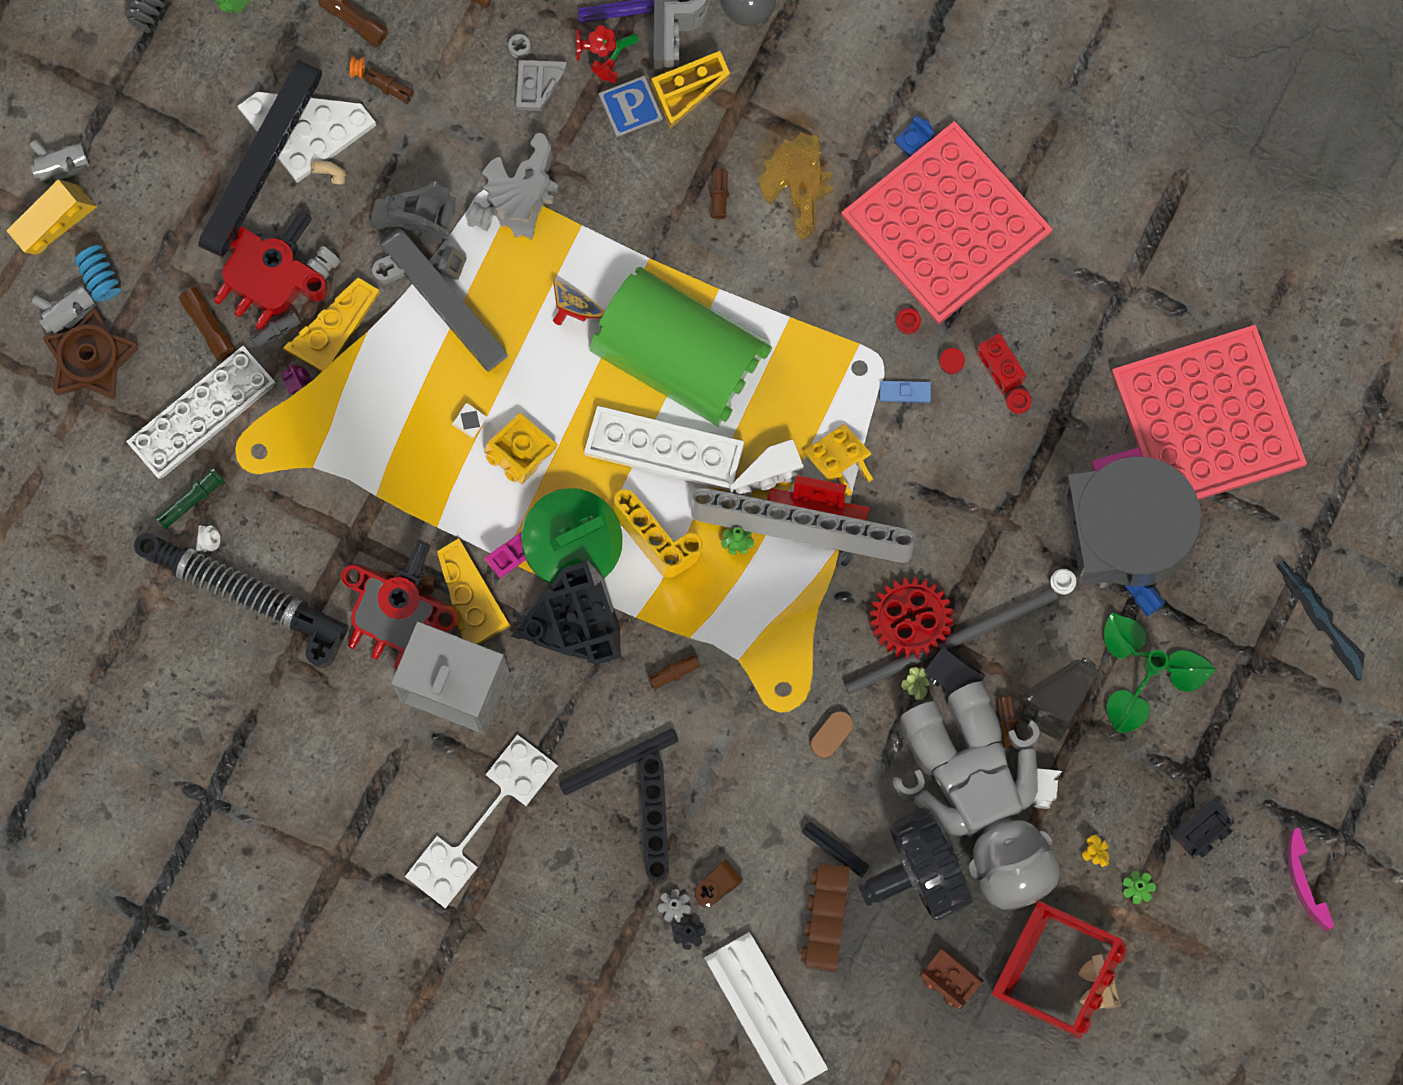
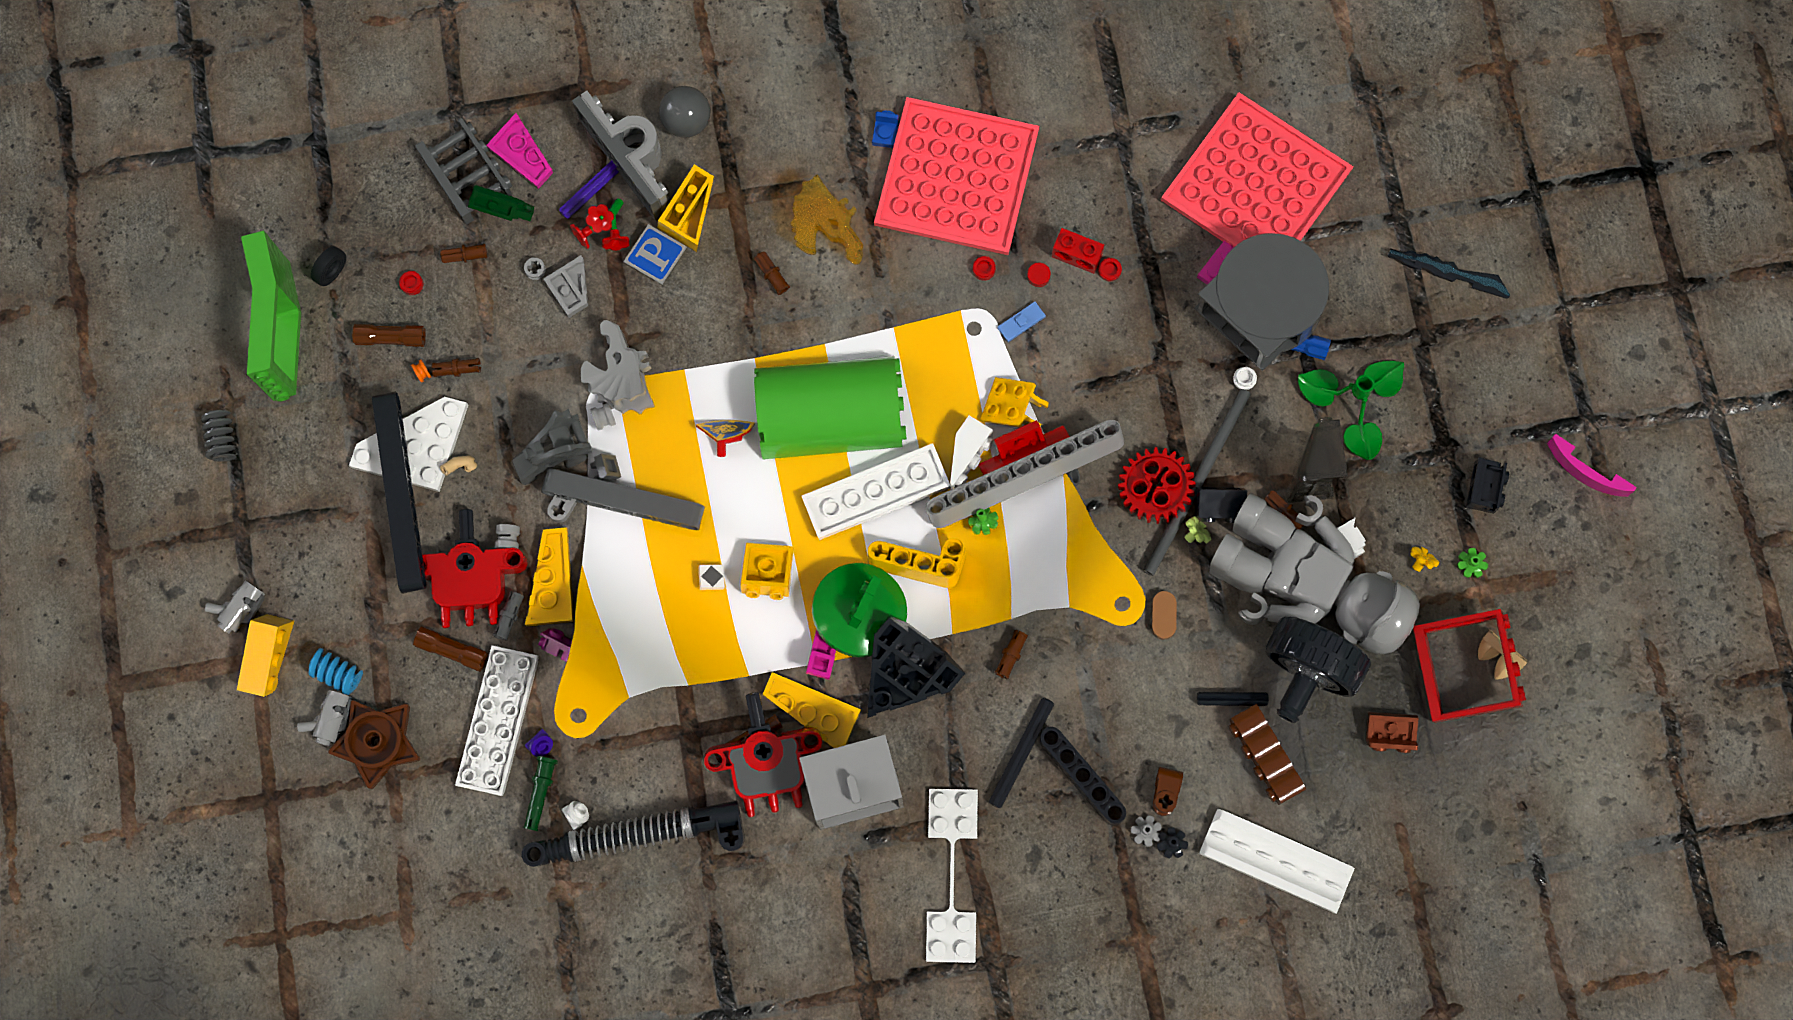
camera: 35 degrees left, 0 degrees up
(221, 458) = (540, 744): none -> dark purple plate

